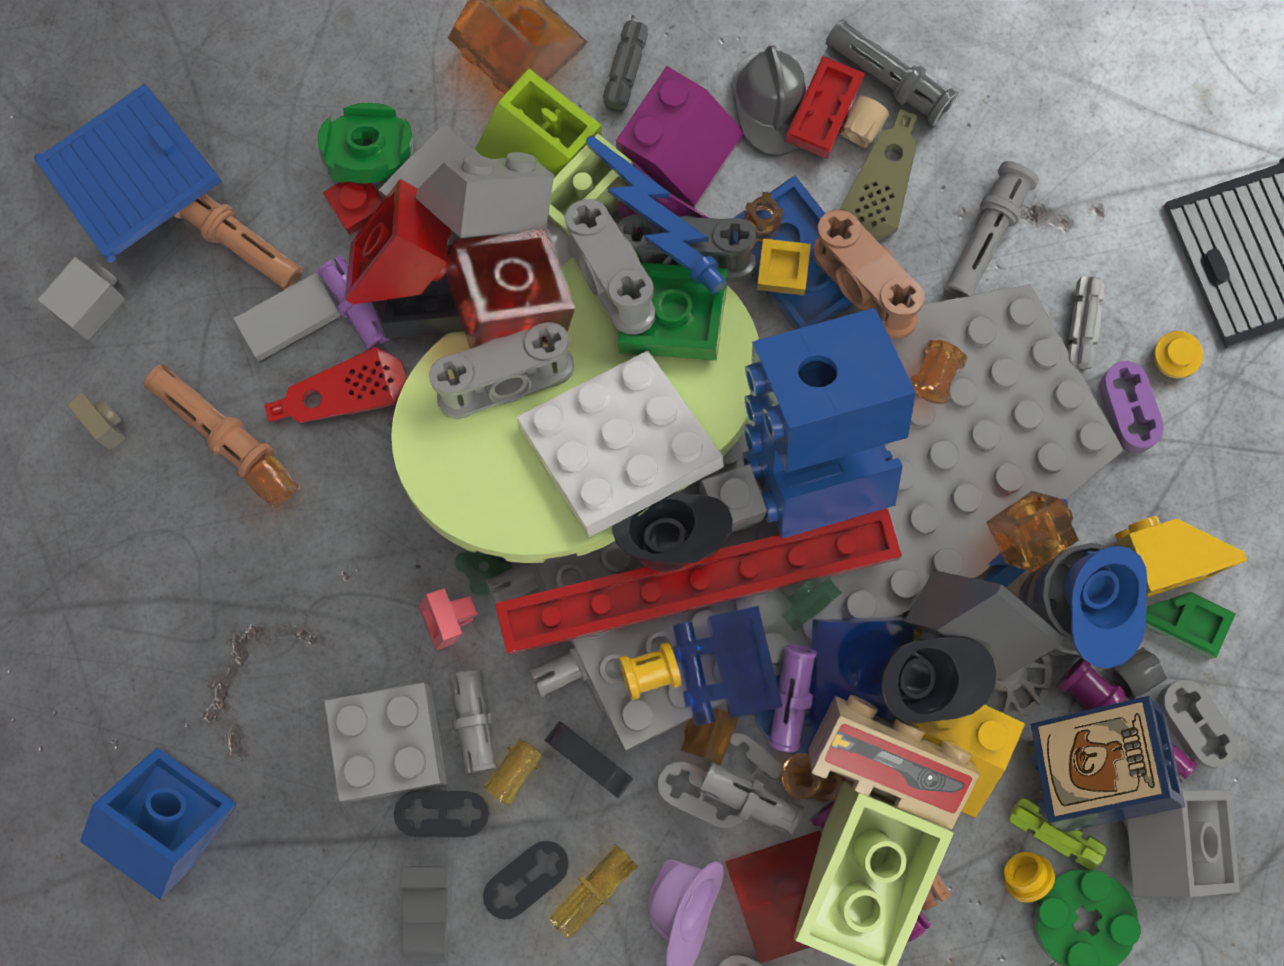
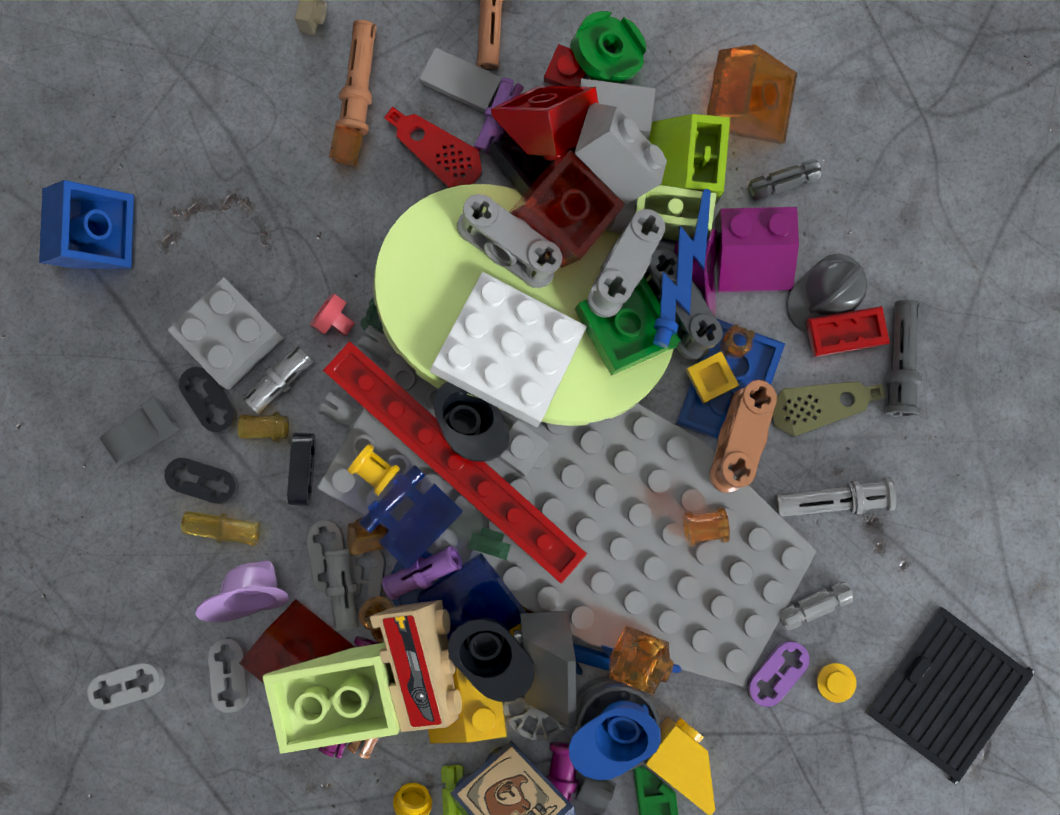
camera: 50 degrees right, 5 degrees up
(822, 419) = (605, 473): blue piece -> none
(864, 121) = (855, 365): tan hose -> none

